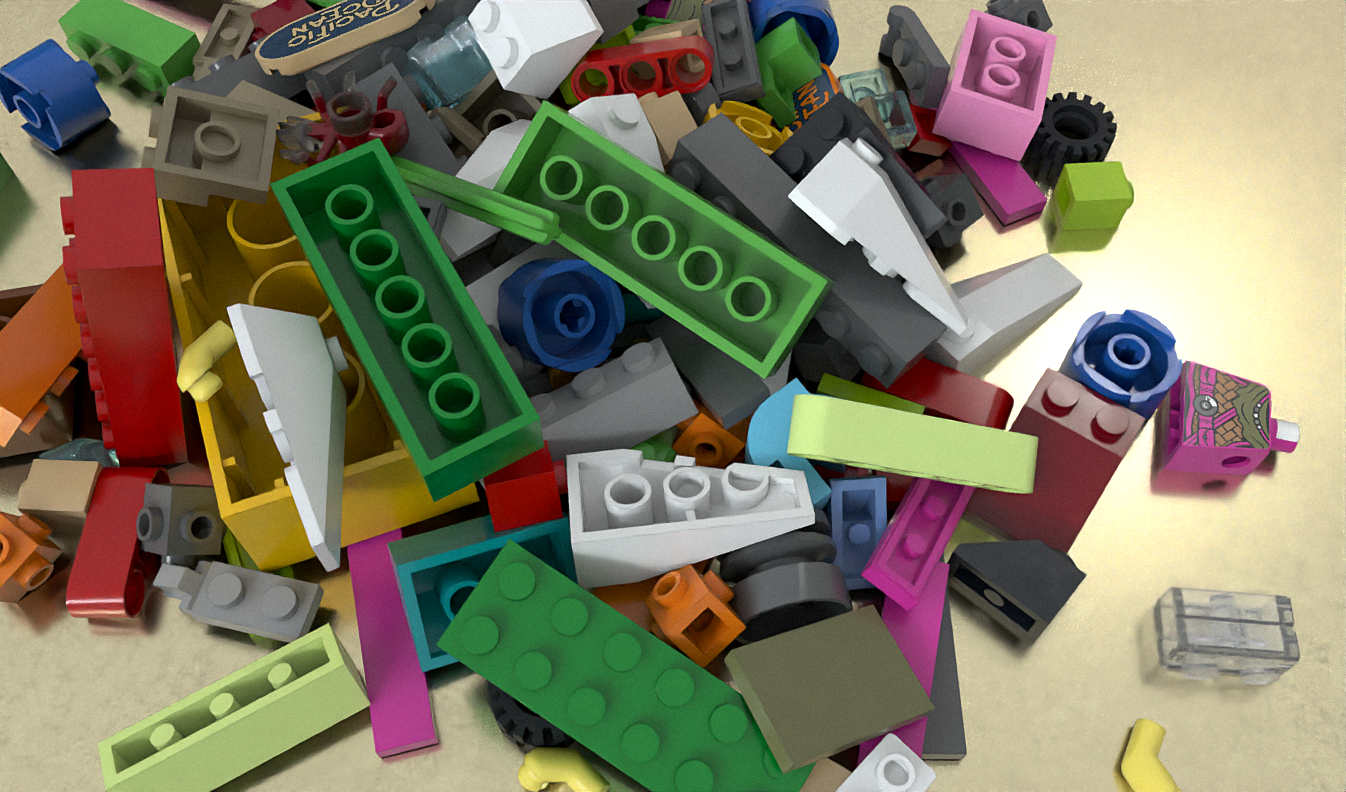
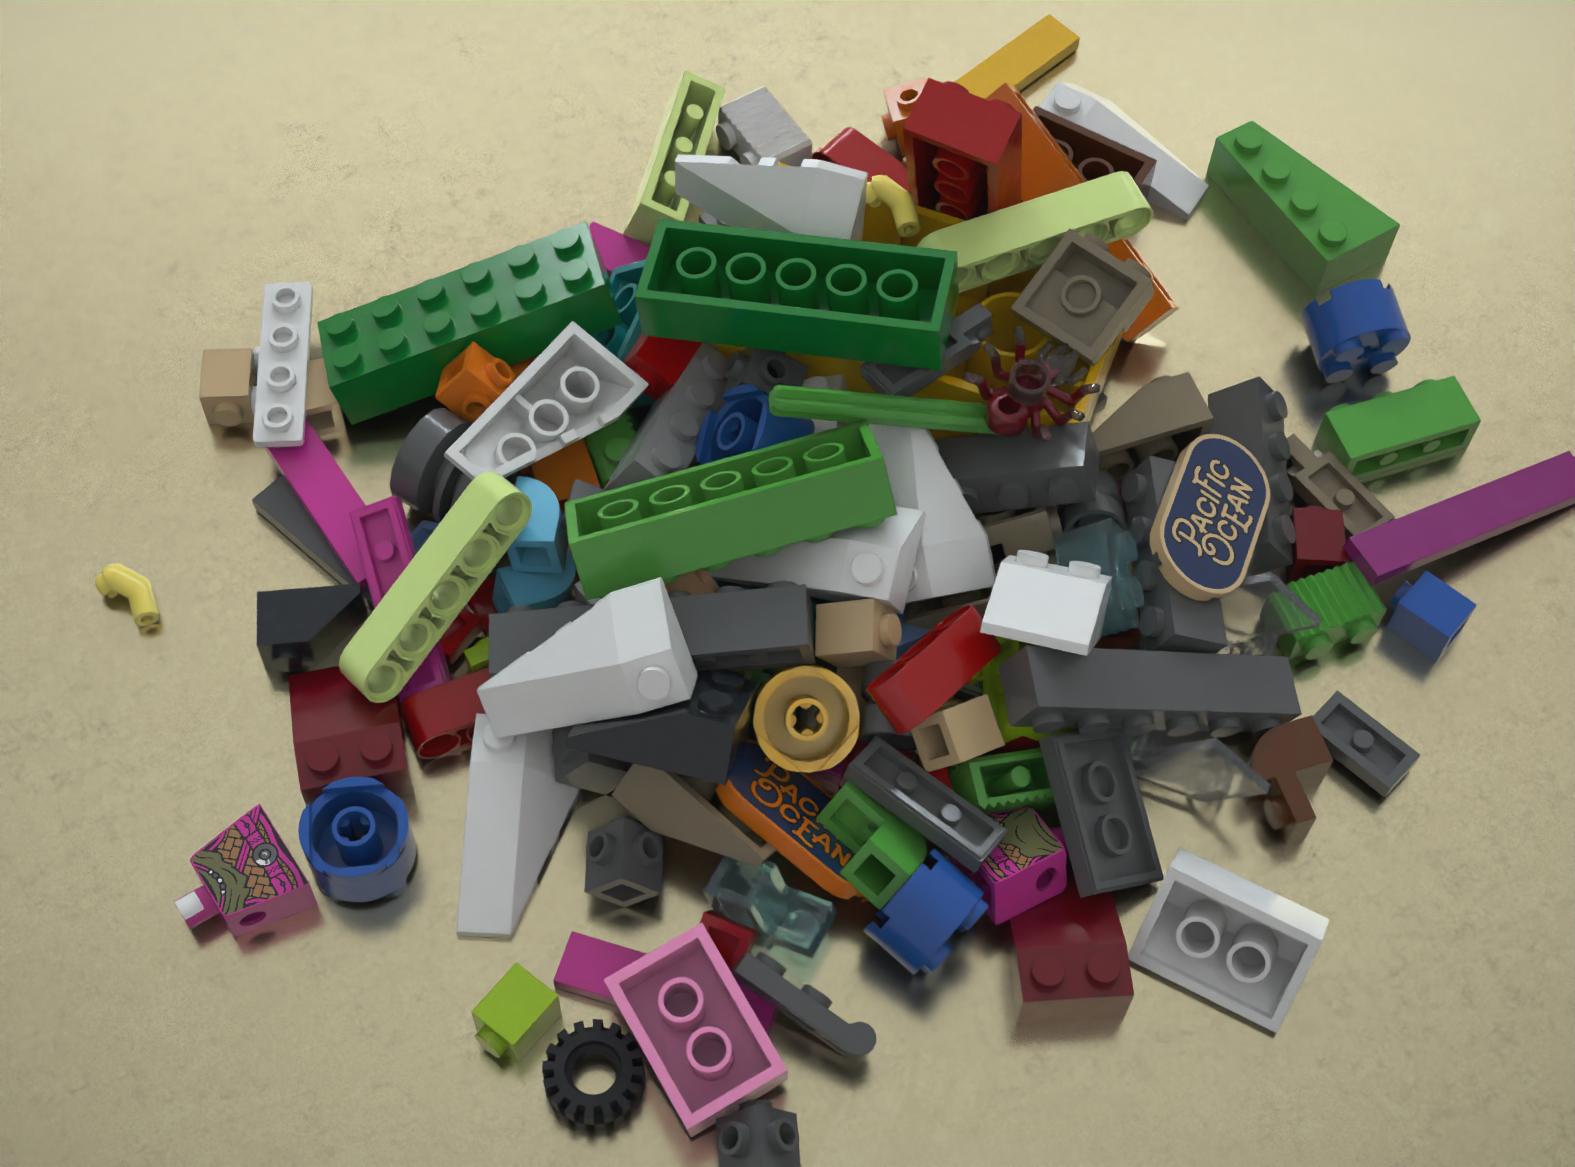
camera: 130 degrees right, 0 degrees up
(130, 674) = (761, 129): none -> white brick
(195, 240) = (1029, 231): none -> yellowish green beam
(827, 687) = (356, 418): olive tile -> none
(1226, 633) = (135, 710): clear brick -> none

